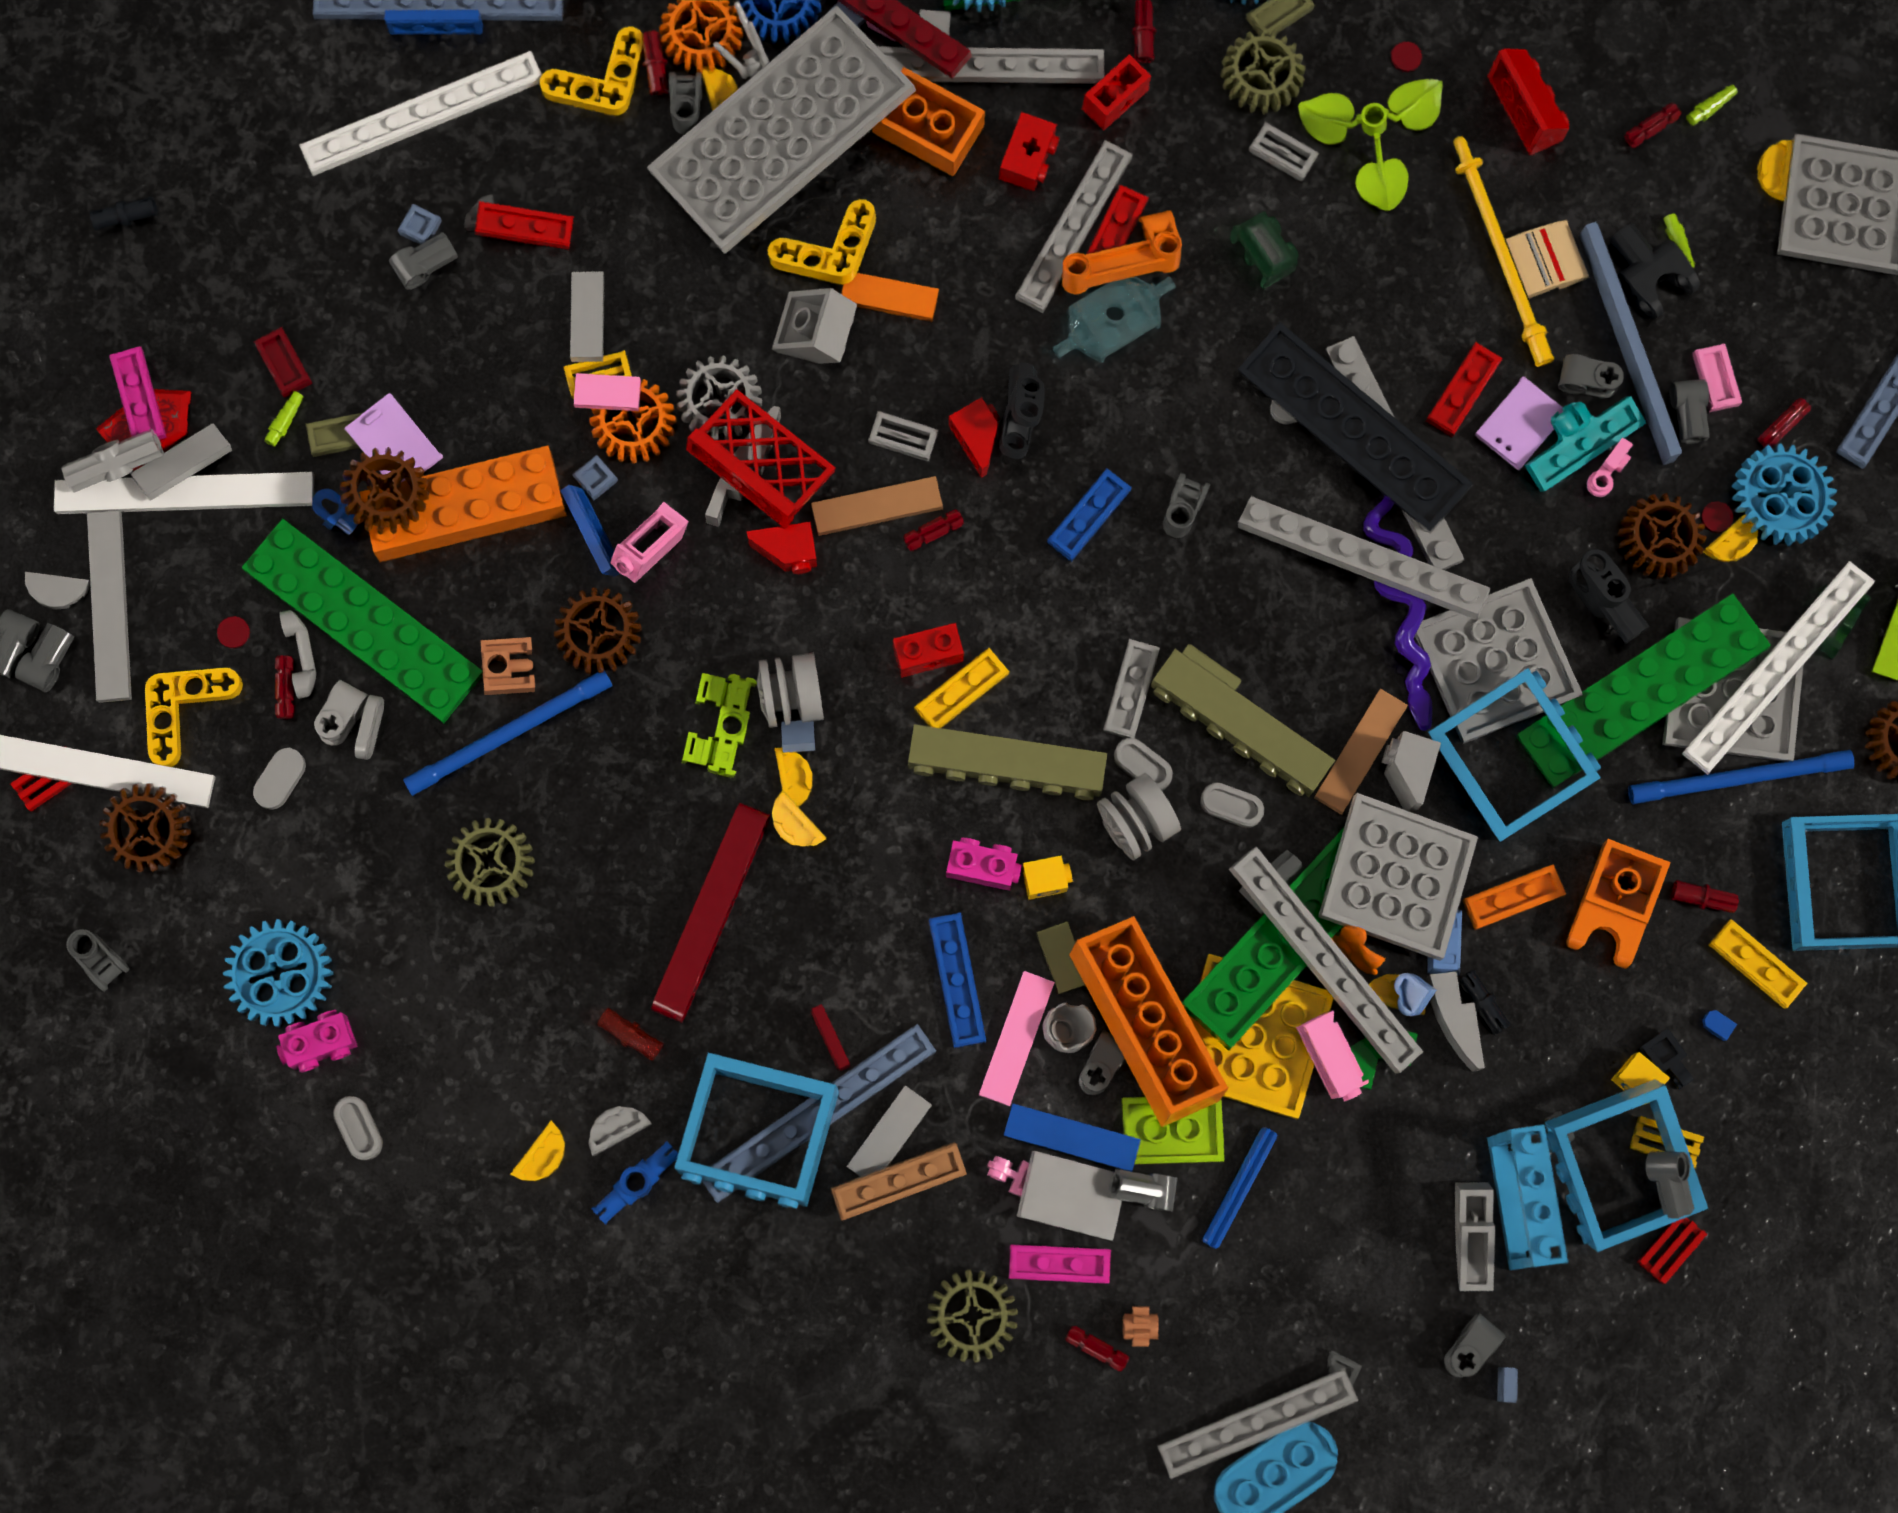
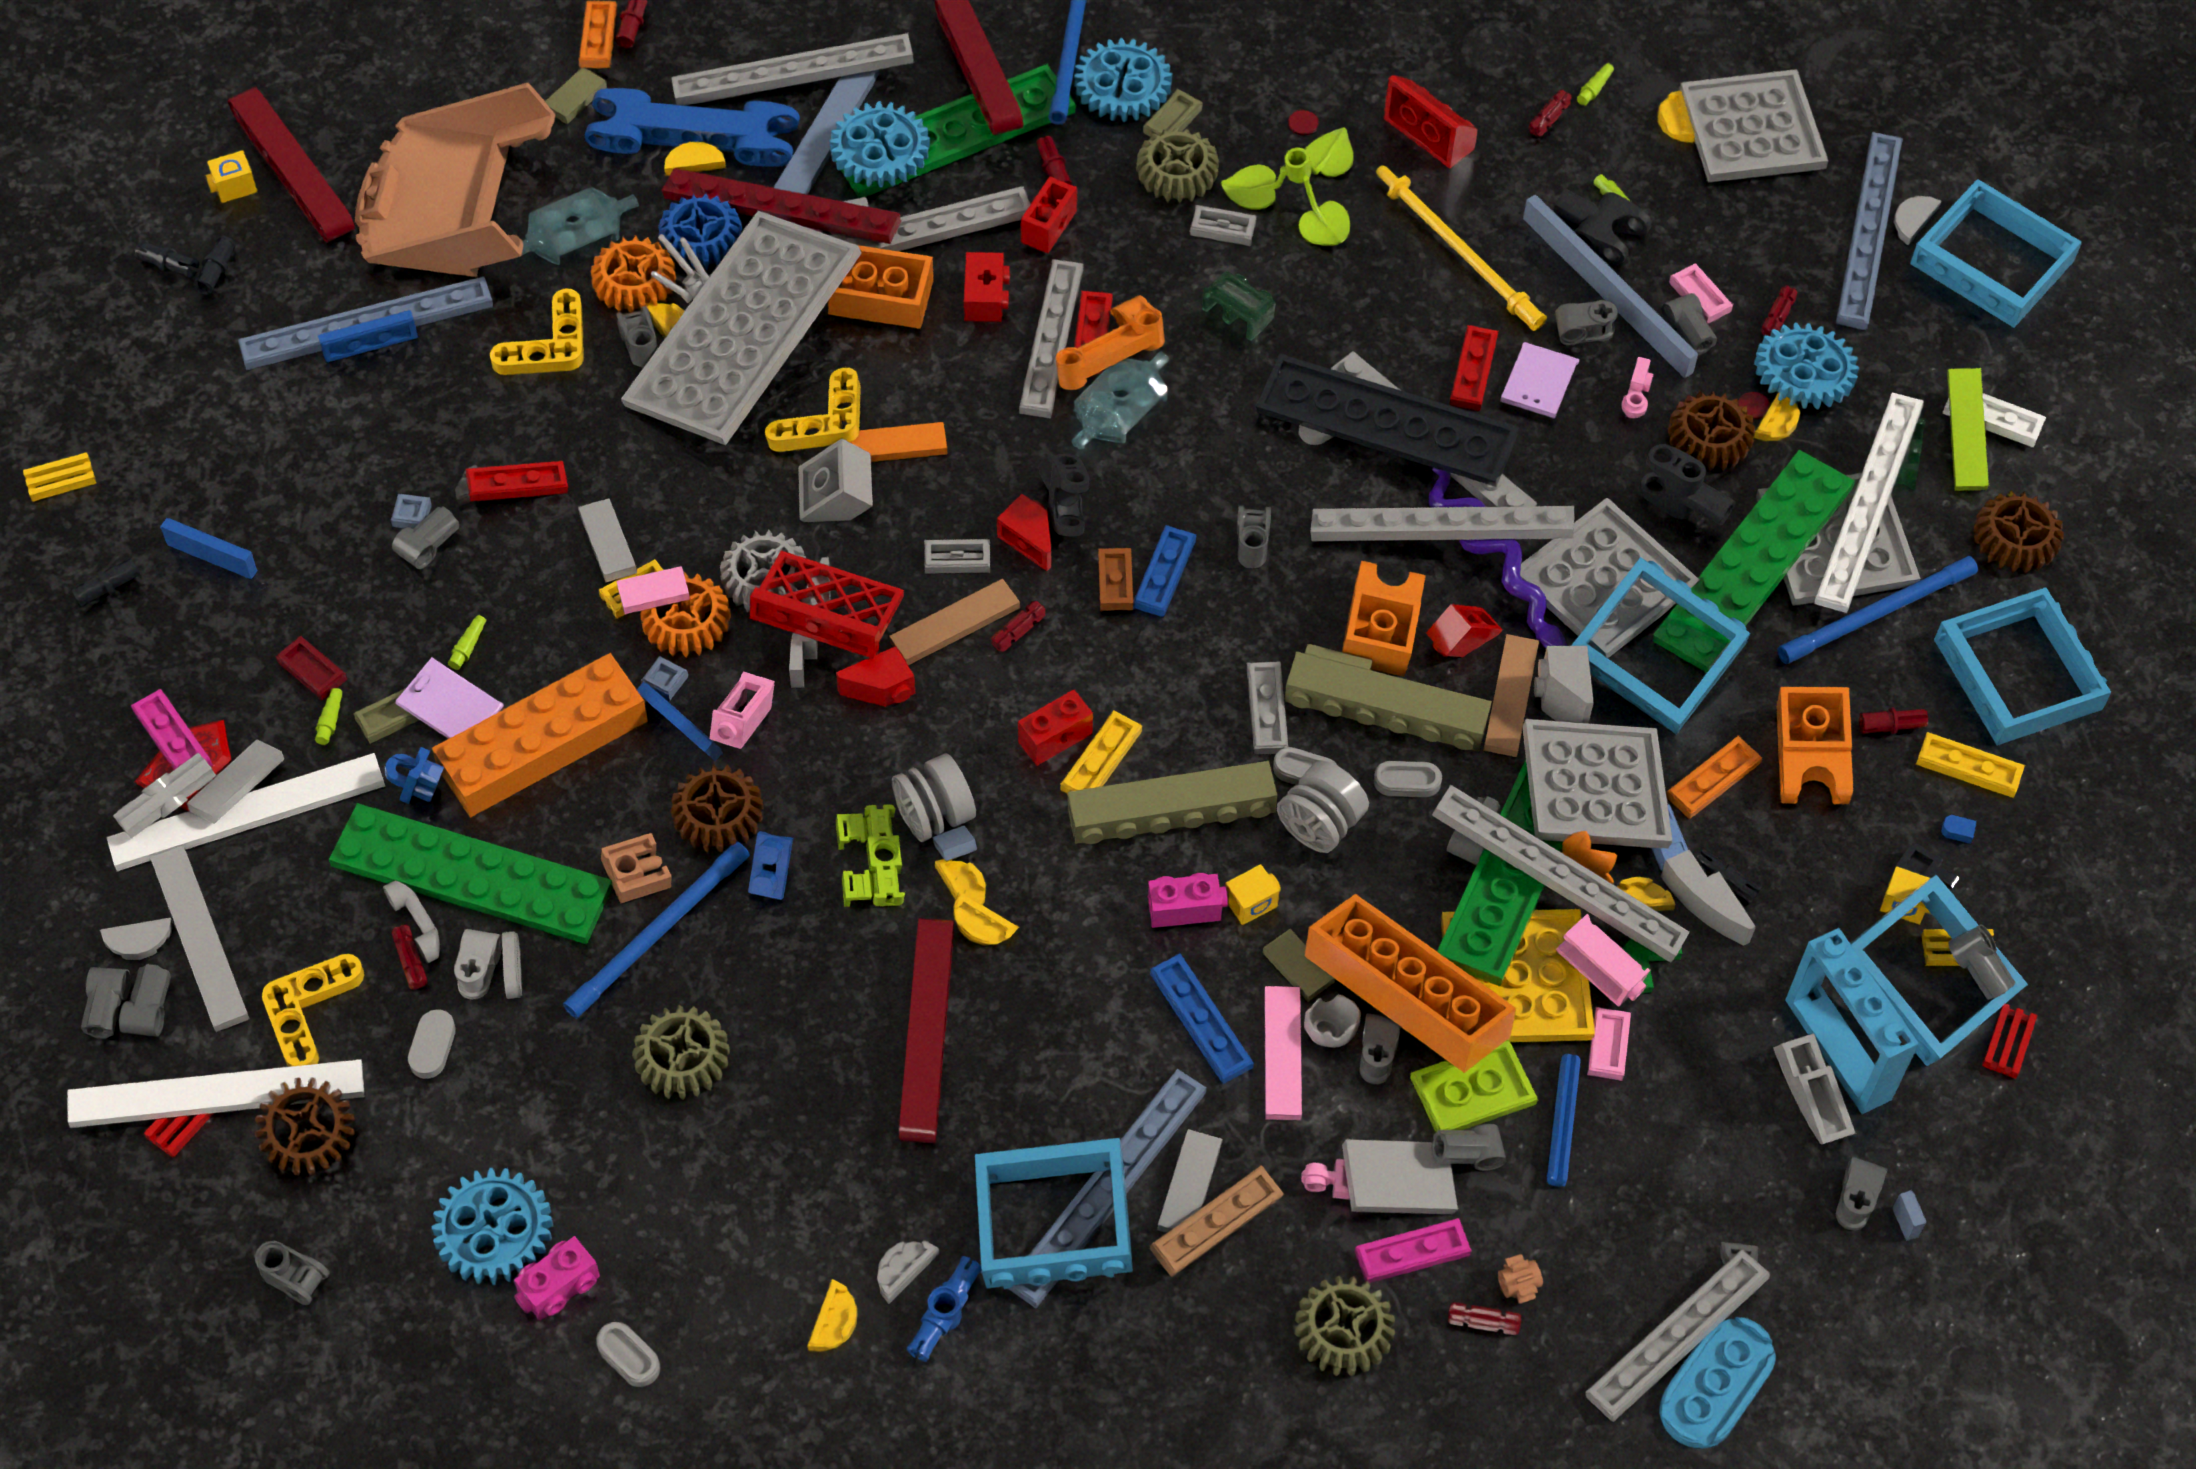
camera: 15 degrees left, 20 degrees down
(92, 79) = (59, 472): none -> yellow tile
(224, 208) = (209, 548): none -> blue tile
(233, 632) = (338, 925): dark red piece -> none
(367, 472) = (462, 736): reddish brown gear -> none
(421, 113) = (379, 418): white tile -> none
(428, 382) = (463, 649): none -> lime animal
(624, 708) = (770, 851): none -> blue hips
(630, 1034) = (885, 1170): clear red pin -> none
(654, 63) = (598, 313): dark red axle -> none
(830, 1038) = (1094, 1107): dark red tile -> none
(1039, 511) = (1115, 579): none -> dark orange plate
(1072, 1137) = (1376, 1122): blue tile -> none
(1274, 630) = (1383, 620): none -> orange brick
(1311, 1128) = (1609, 1044): none -> bright pink tile
(1341, 672) = (1462, 630): none -> red slope
(1413, 994) = (1657, 884): medium blue tile -> none
(1547, 258) = (1503, 240): tan slope -> none
(1582, 439) = (1601, 373): teal plate -> none

